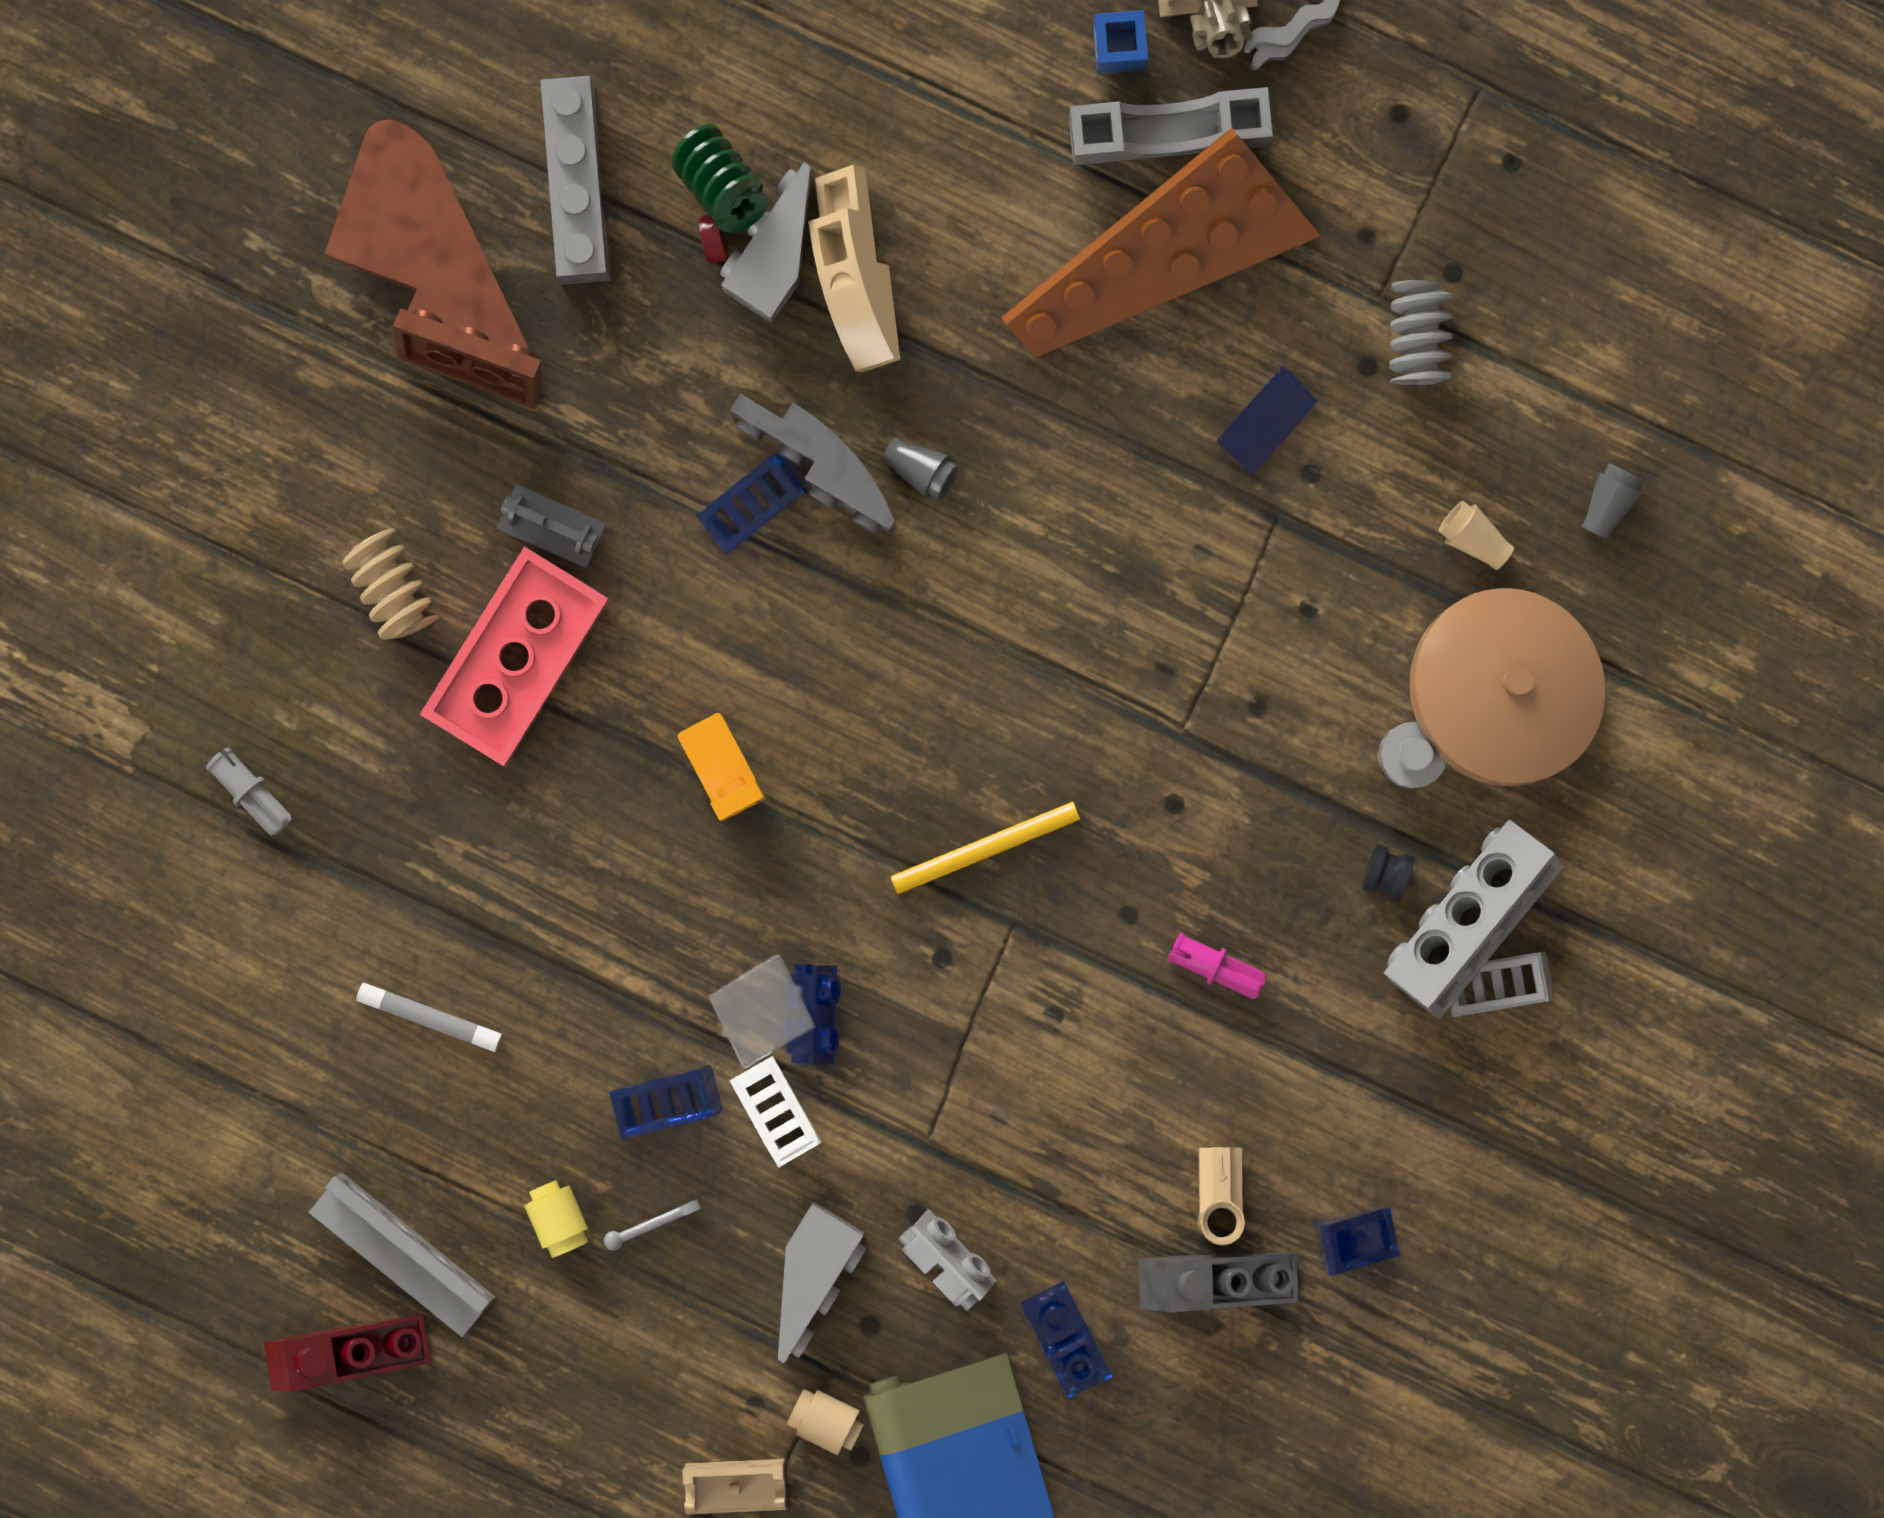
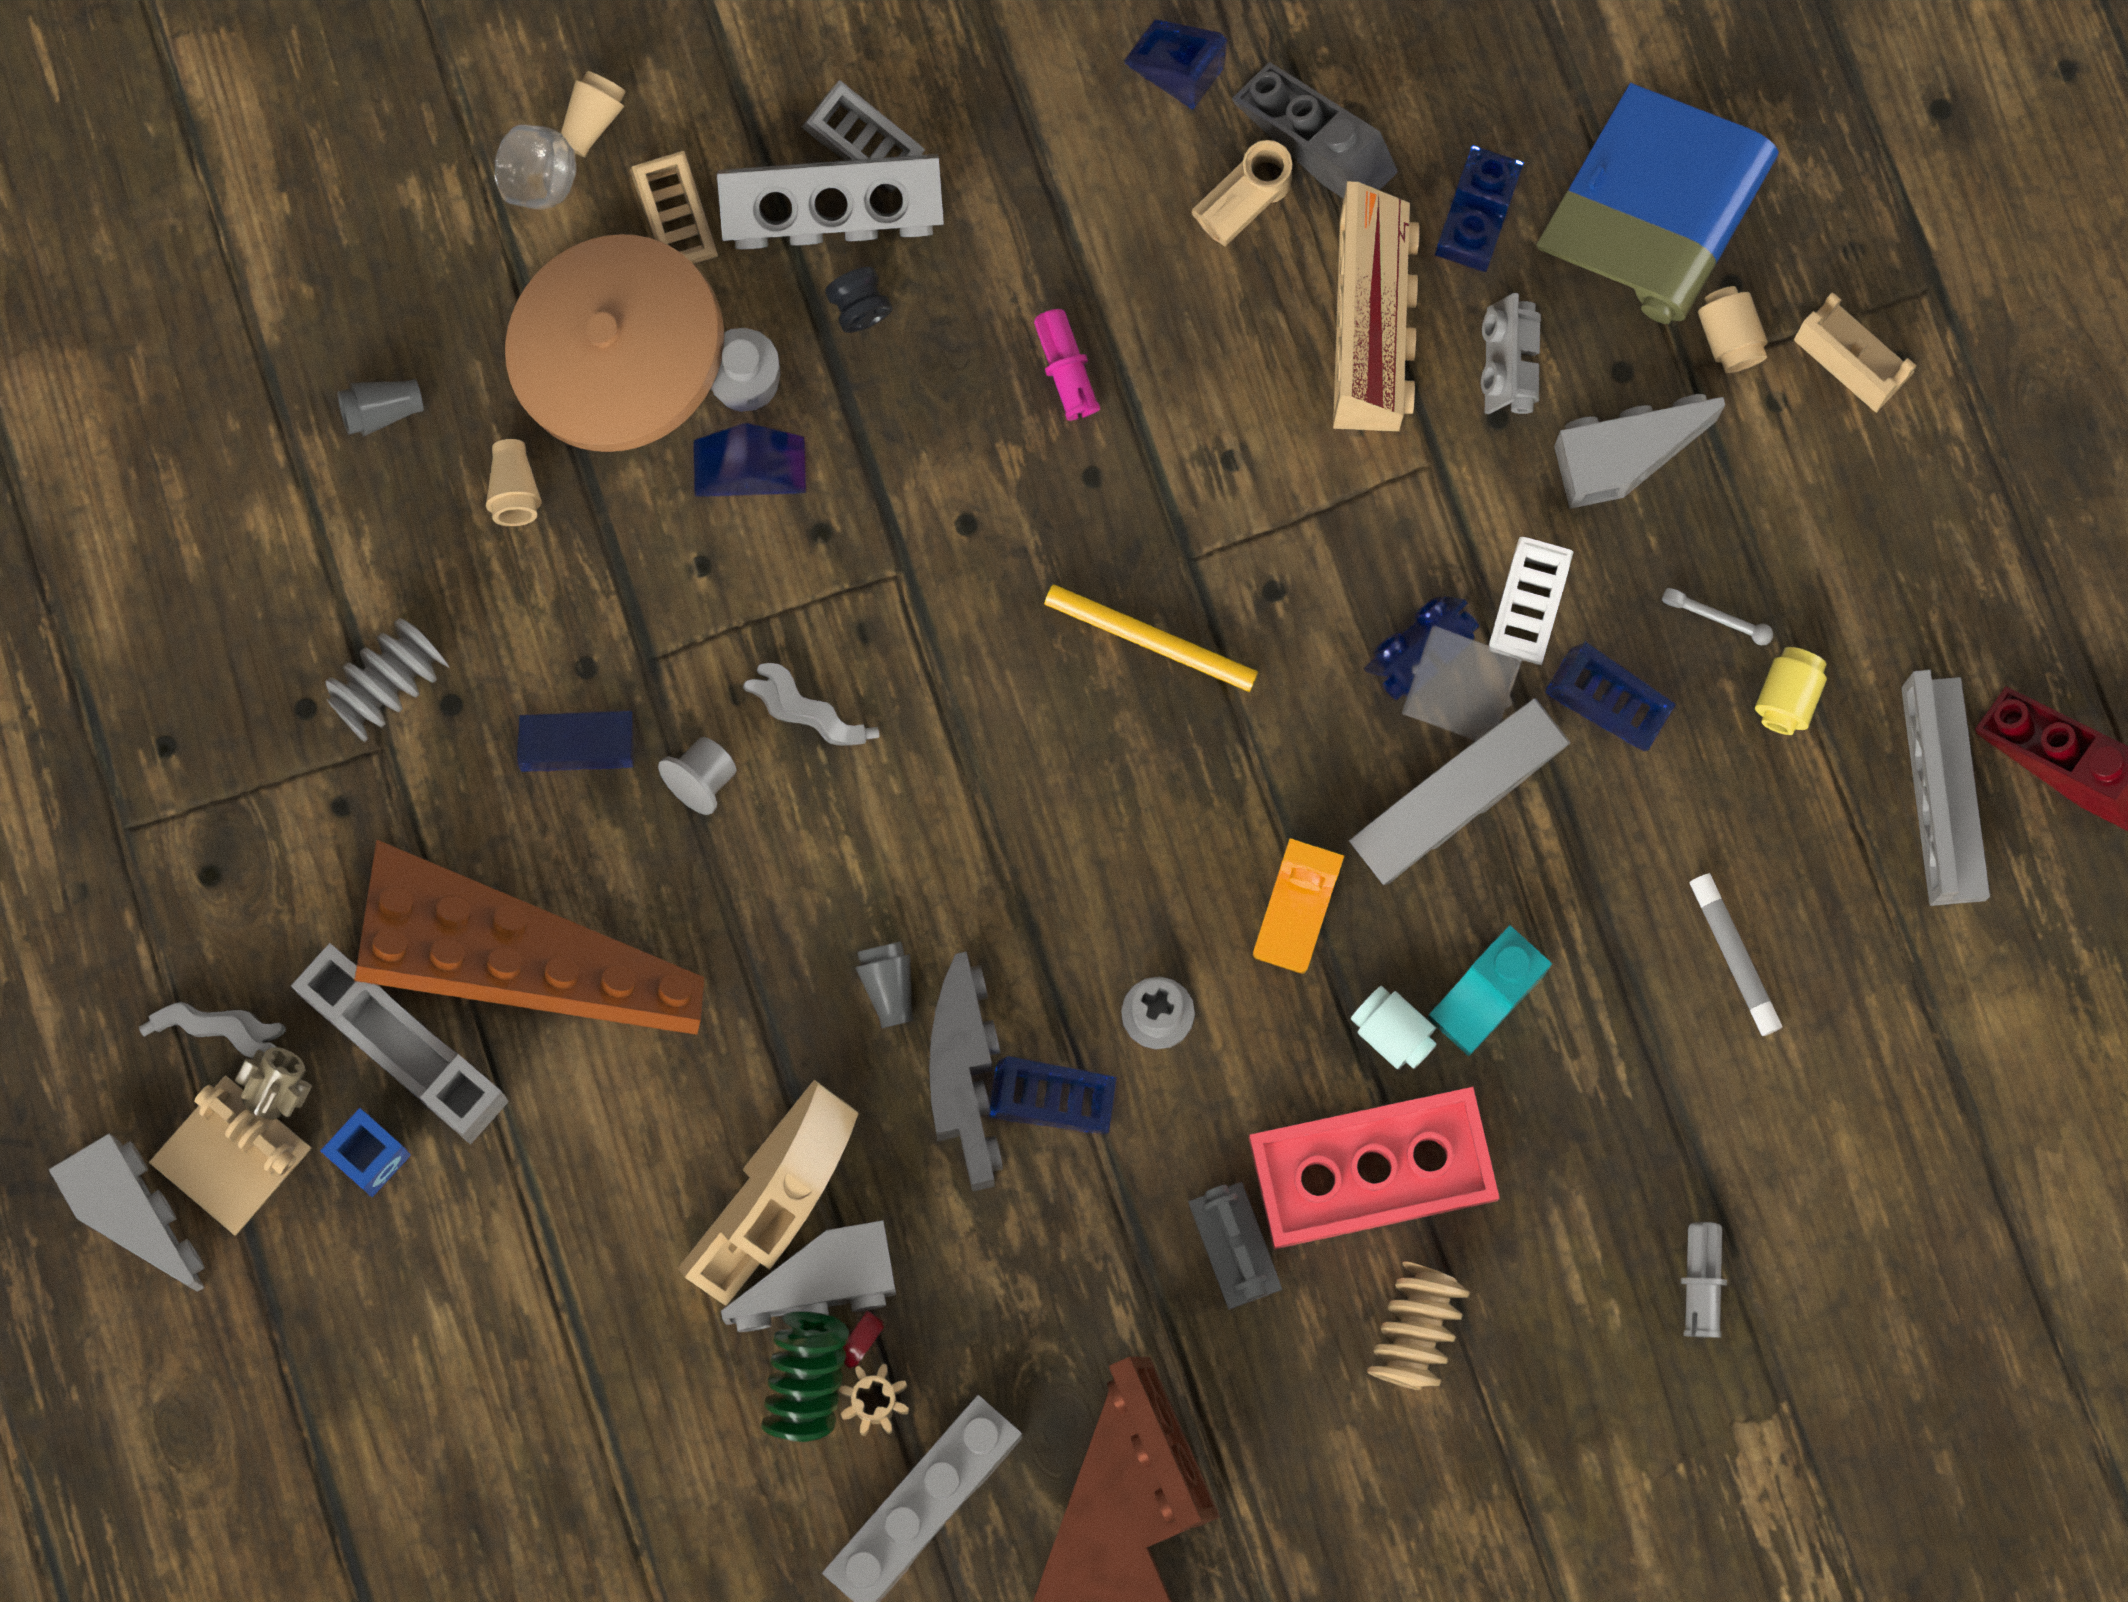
camera: 140 degrees left, 10 degrees down
(553, 836) = (1489, 990): none -> teal arch
(587, 754) = (1394, 1028): none -> light aqua brick
(675, 200) = (866, 1385): none -> tan gear
(695, 943) = (1459, 791): none -> light grey slope
(742, 621) = (1158, 1013): none -> light grey piece
(1060, 1197) = (1373, 311): none -> tan slope
(1164, 575) = (788, 705): none -> light grey hair
(1168, 475) = (698, 774): none -> light grey piece
(1345, 701) = (749, 462): none -> clear blue slope
(1602, 832) = (665, 167): none -> tan slope
(1677, 747) = (534, 167): none -> clear hair
(1684, 821) = (590, 111): none -> tan cone

